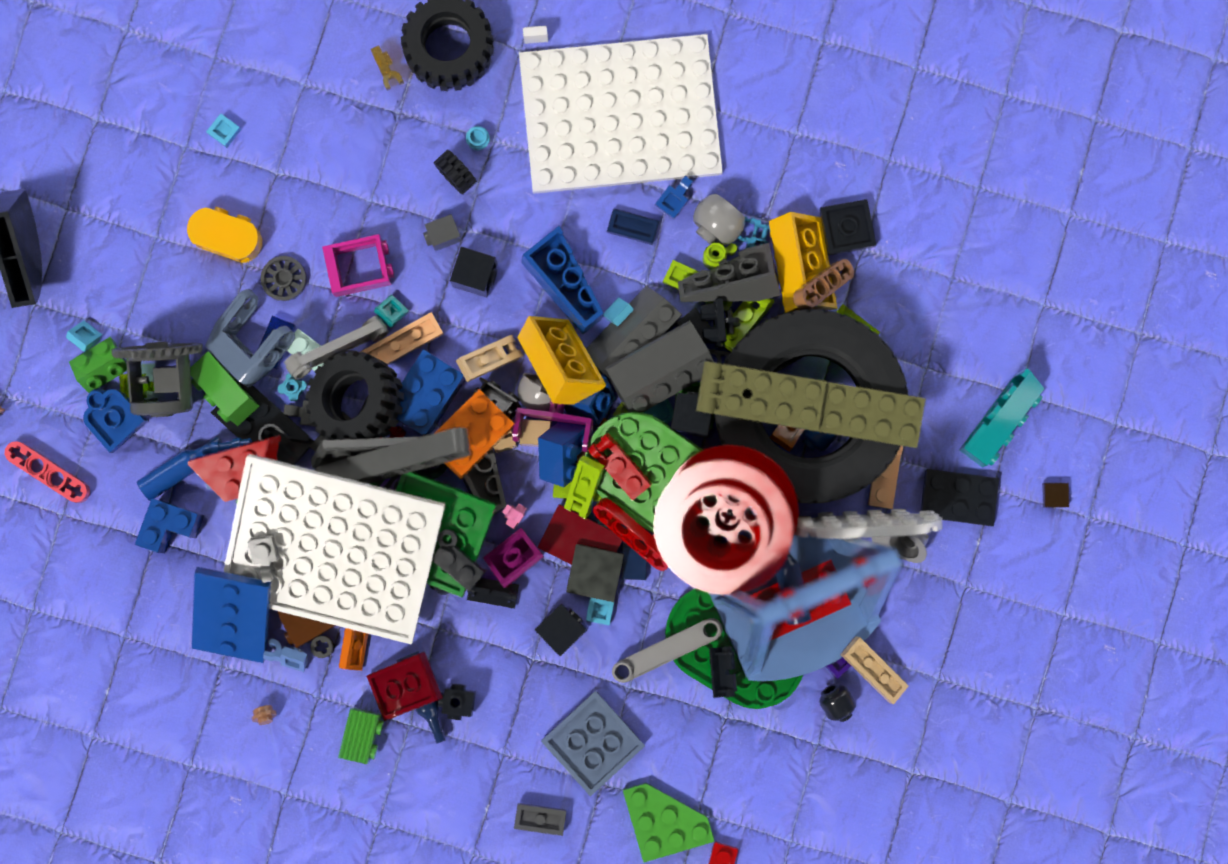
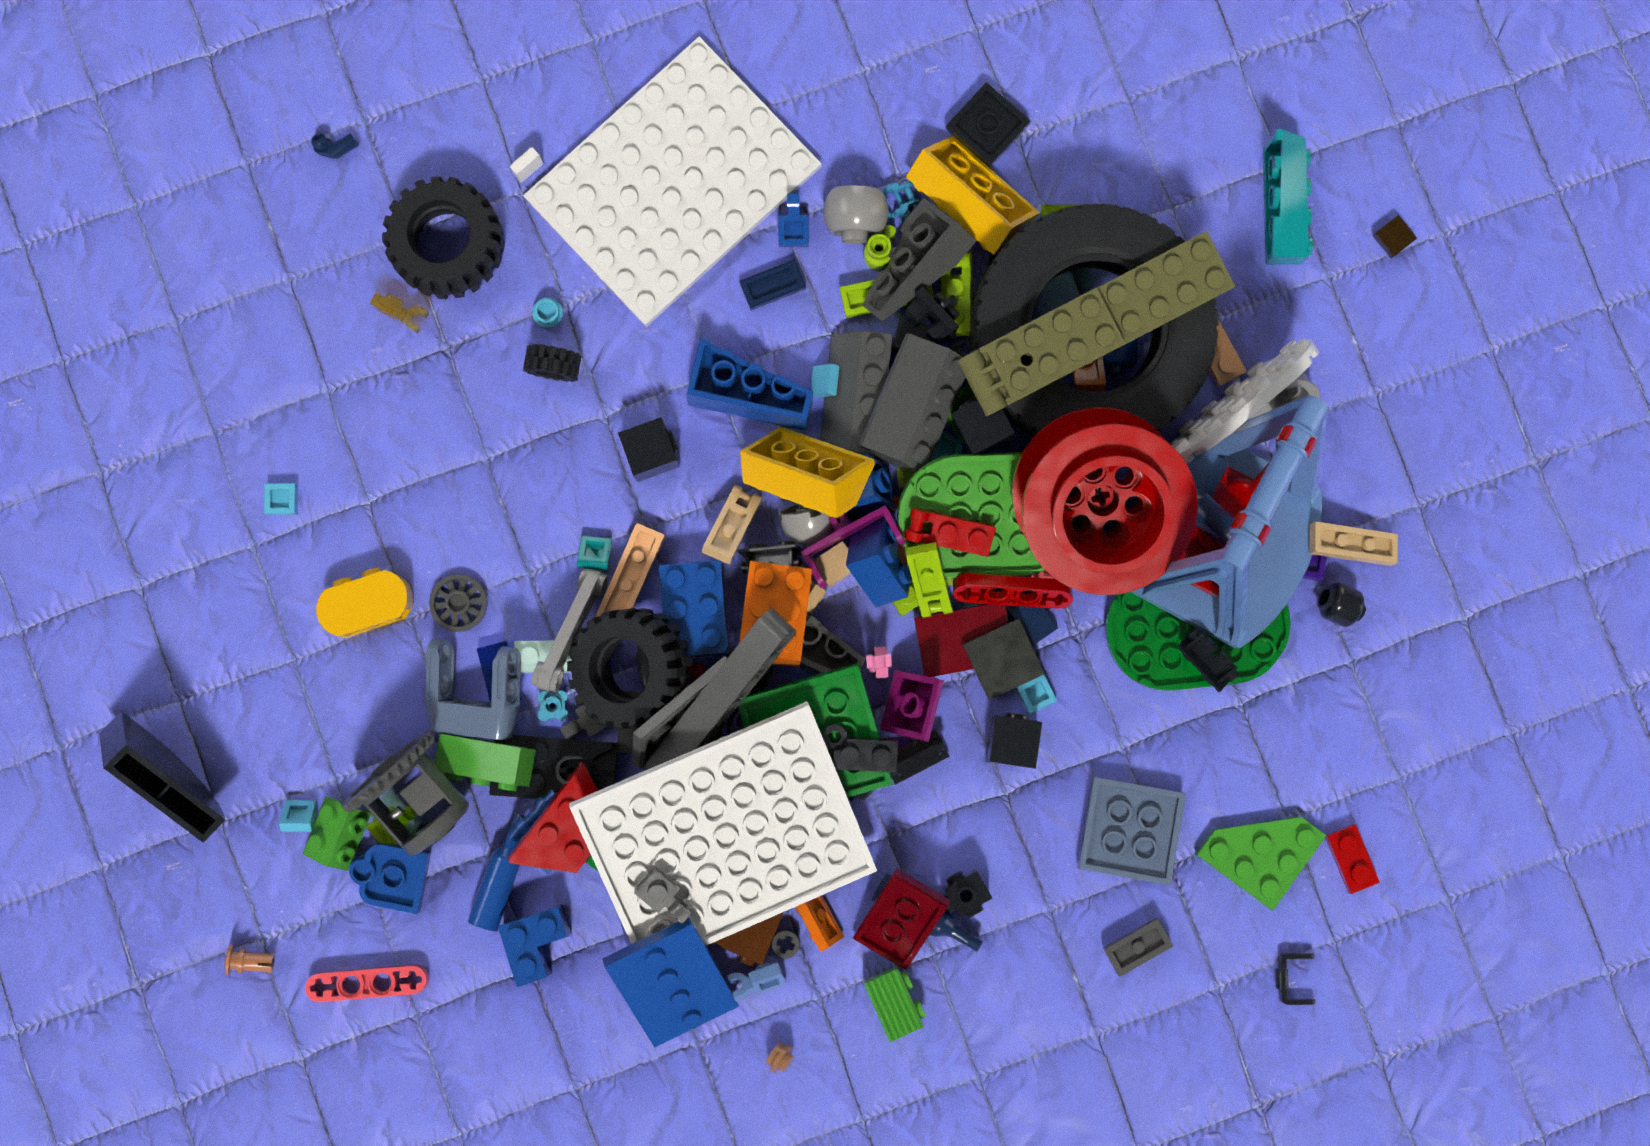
camera: 35 degrees left, 0 degrees up
(330, 255) = (487, 536): dark pink window -> none
(442, 233) = (585, 435): dark grey brick -> none
(667, 650) = (1135, 681): light grey piece -> none
(824, 284) = (1011, 198): medium nougat beam -> none
(960, 497) = (1303, 308): black plate -> none

